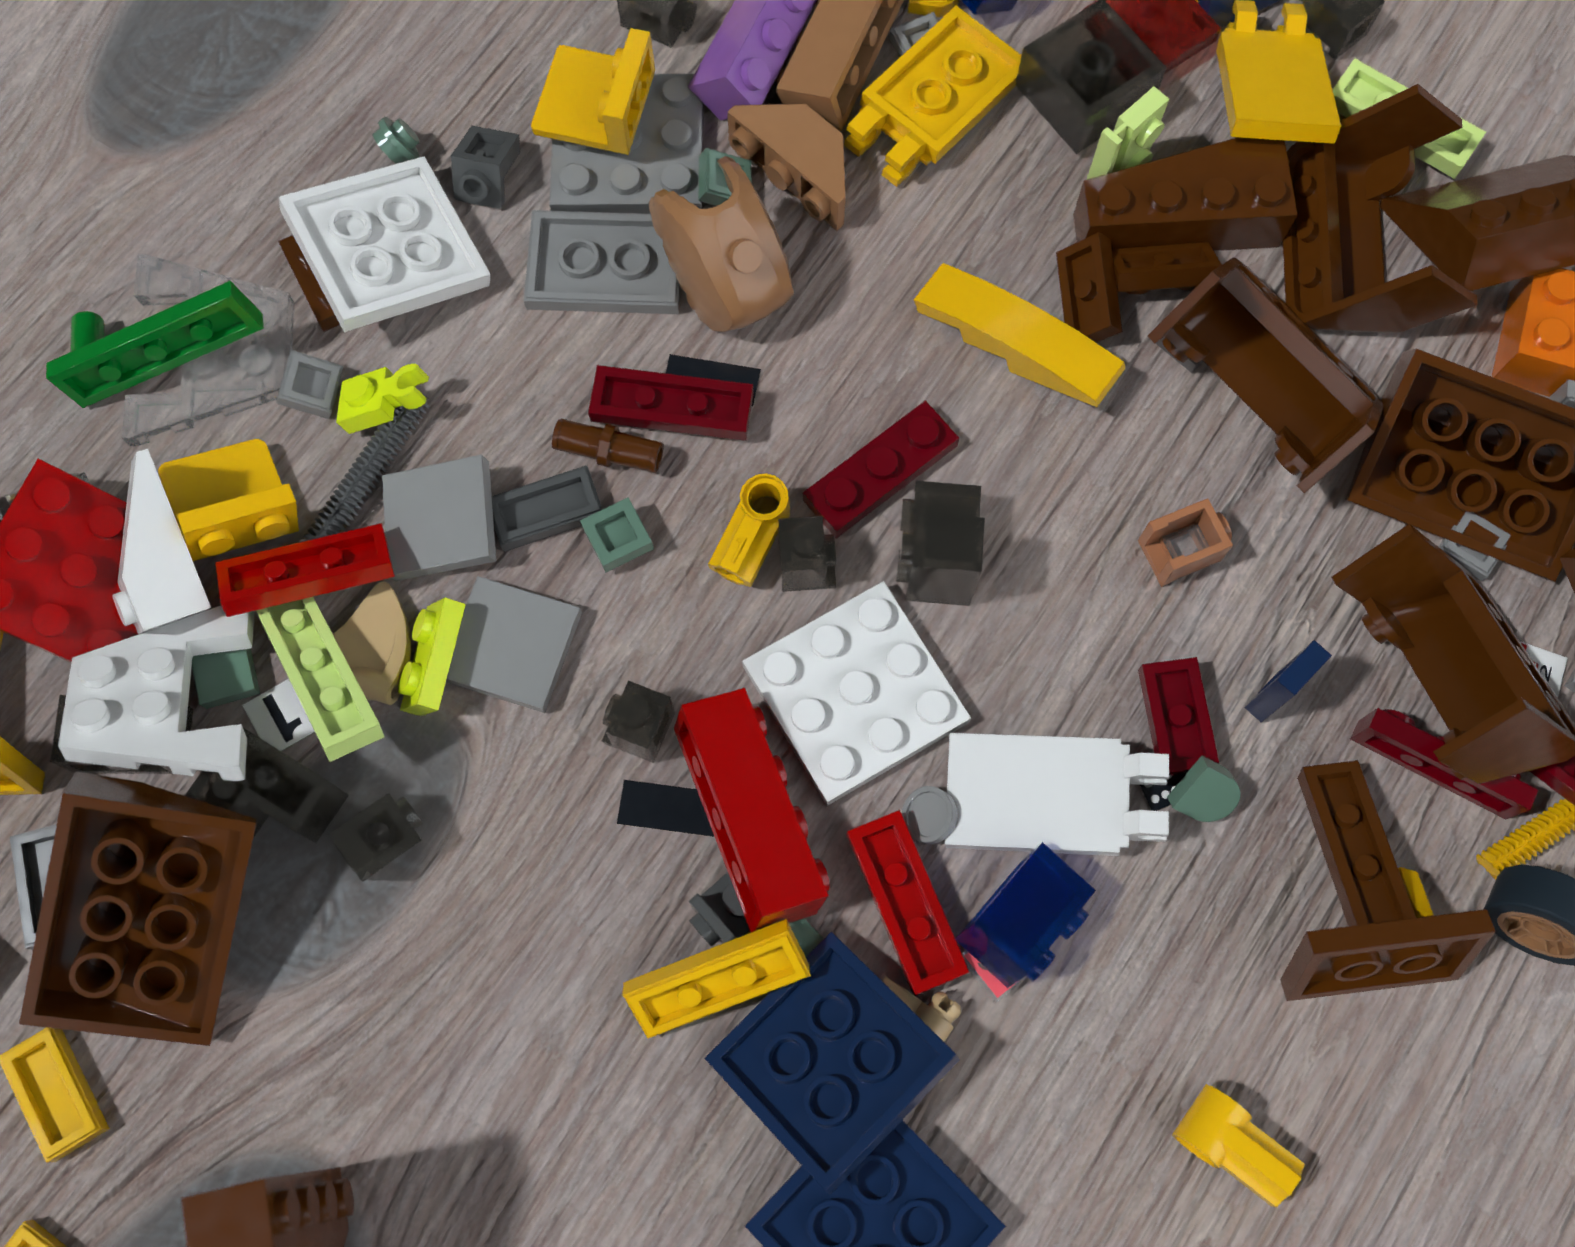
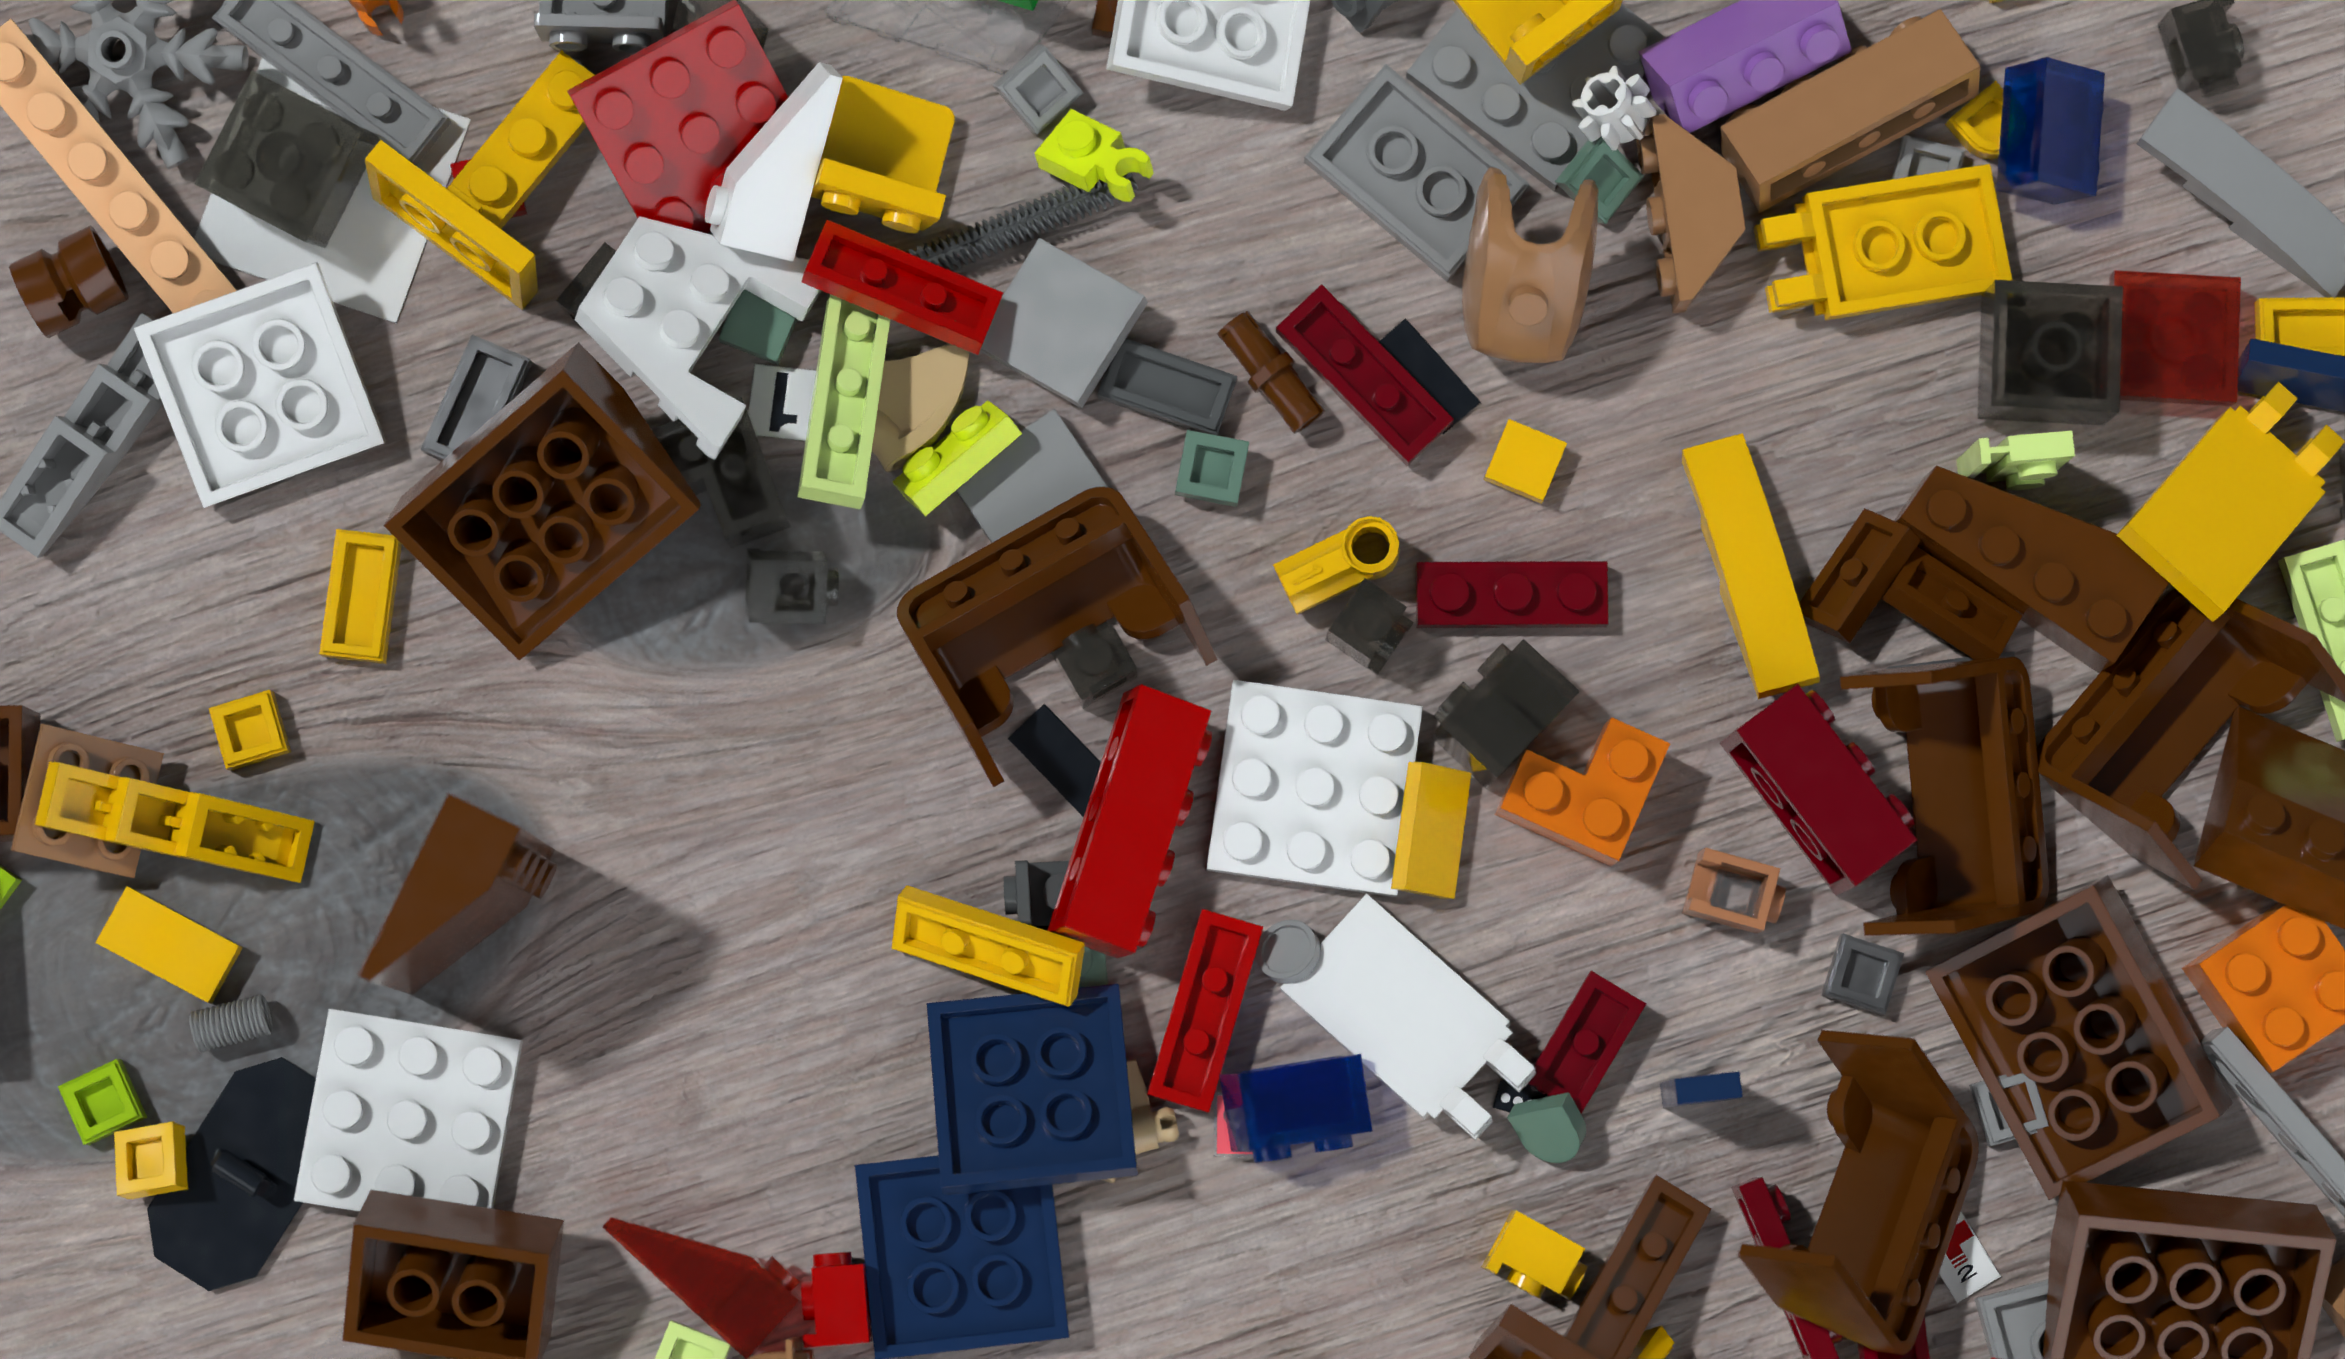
camera: 35 degrees right, 10 degrees up
(555, 705) = (1032, 593): none -> reddish brown windscreen
(700, 121) = (1614, 108): none -> white gear
(820, 381) = (1525, 461): none -> yellow tile
(957, 656) = (1431, 830): none -> yellow tile
(1050, 556) = (1589, 809): none -> orange brick
(1190, 429) = (1820, 789): none -> dark red brick
(1274, 888) = (1536, 1257): none -> yellow brick
(1309, 533) = (1862, 974): none -> flat silver tile

